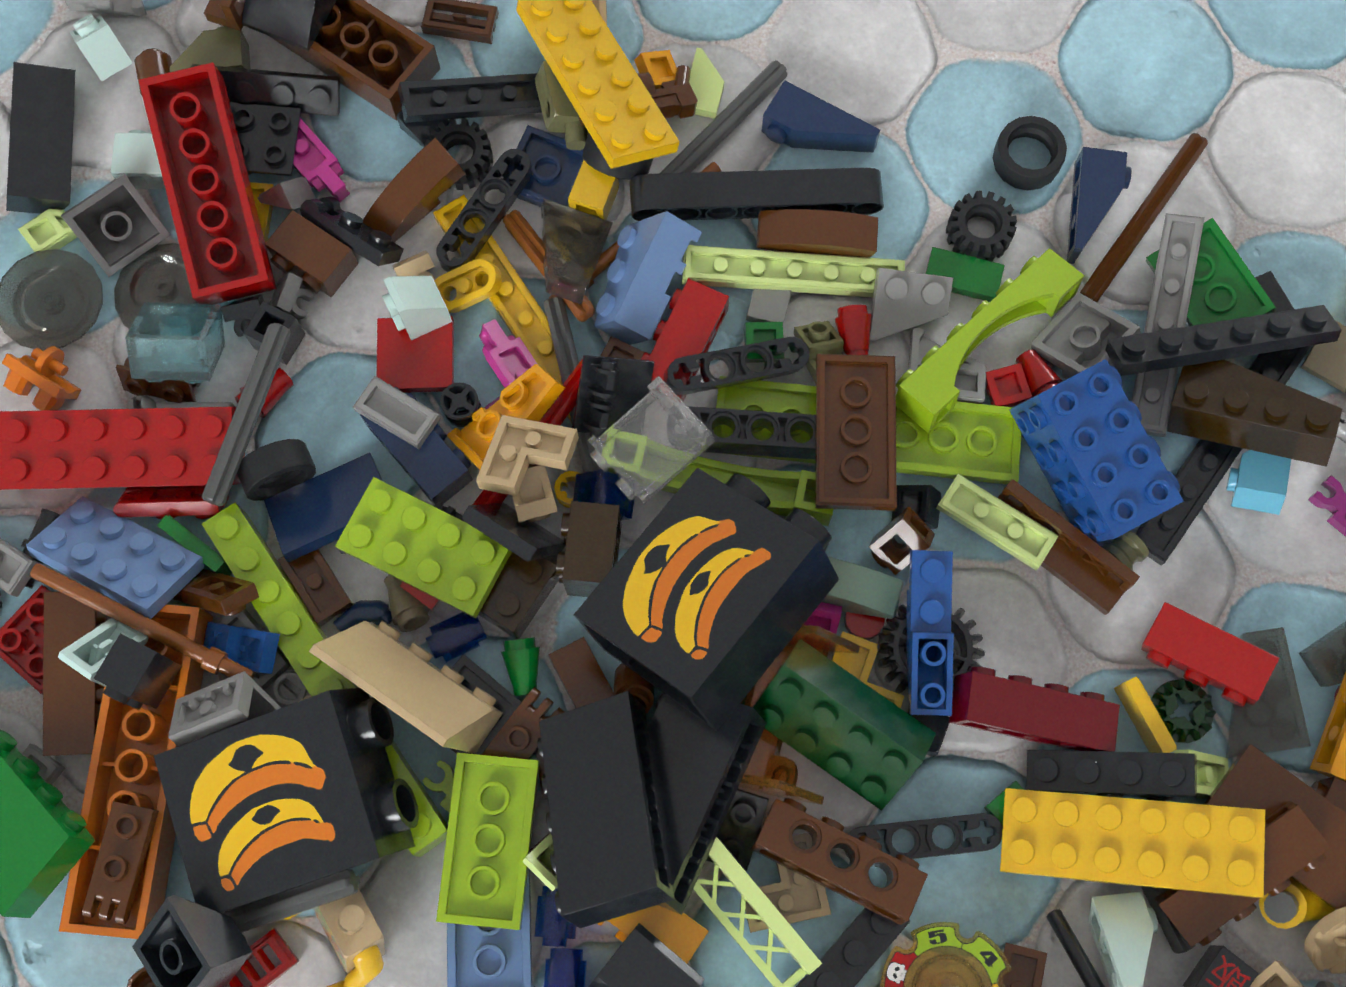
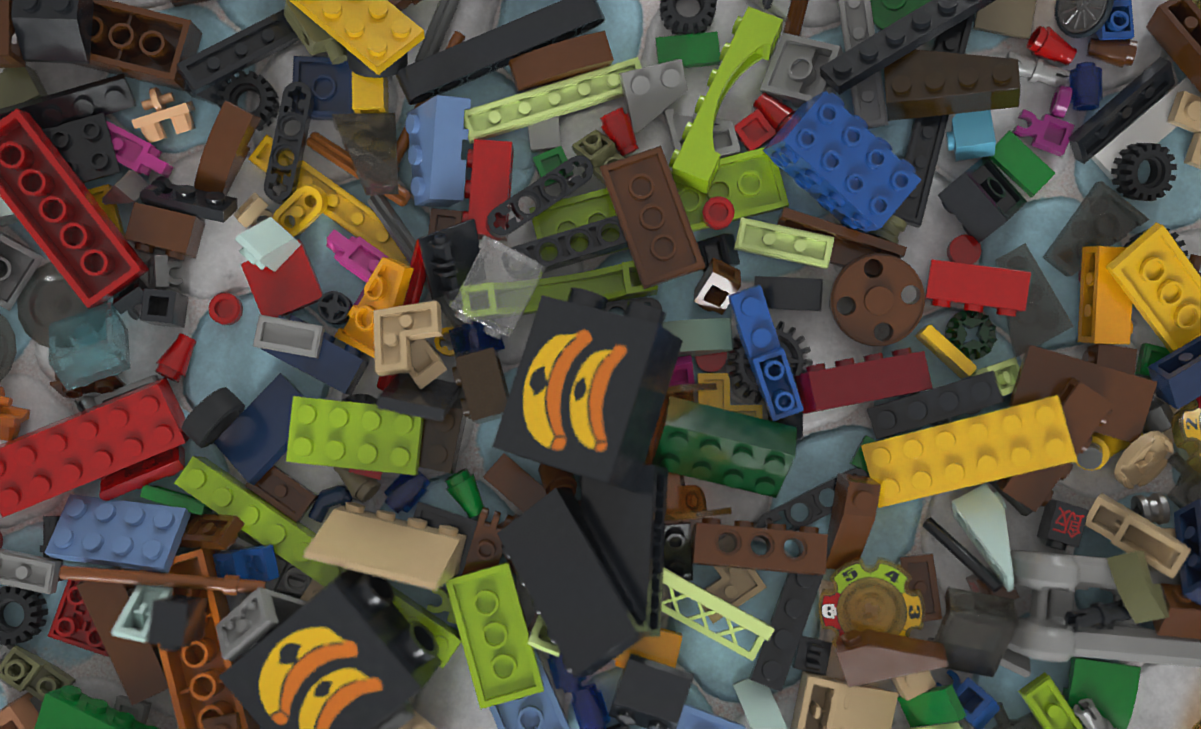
camera: 20 degrees left, 10 degrees up
(246, 415) = (172, 385): dark grey axle -> none
(340, 362) = (225, 309): none -> red tile
(346, 137) = (151, 123): none -> light nougat hips
(932, 459) = (718, 213): none -> red tile
(961, 871) = (851, 518): none -> reddish brown slope
(986, 581) = (791, 292): none -> black slope
(1084, 625) = (877, 299): none -> reddish brown piece
(1208, 607) = (964, 250): none -> red tile
(1247, 558) = (982, 199): none -> black slope
(1307, 537) = (1021, 164): none -> green tile

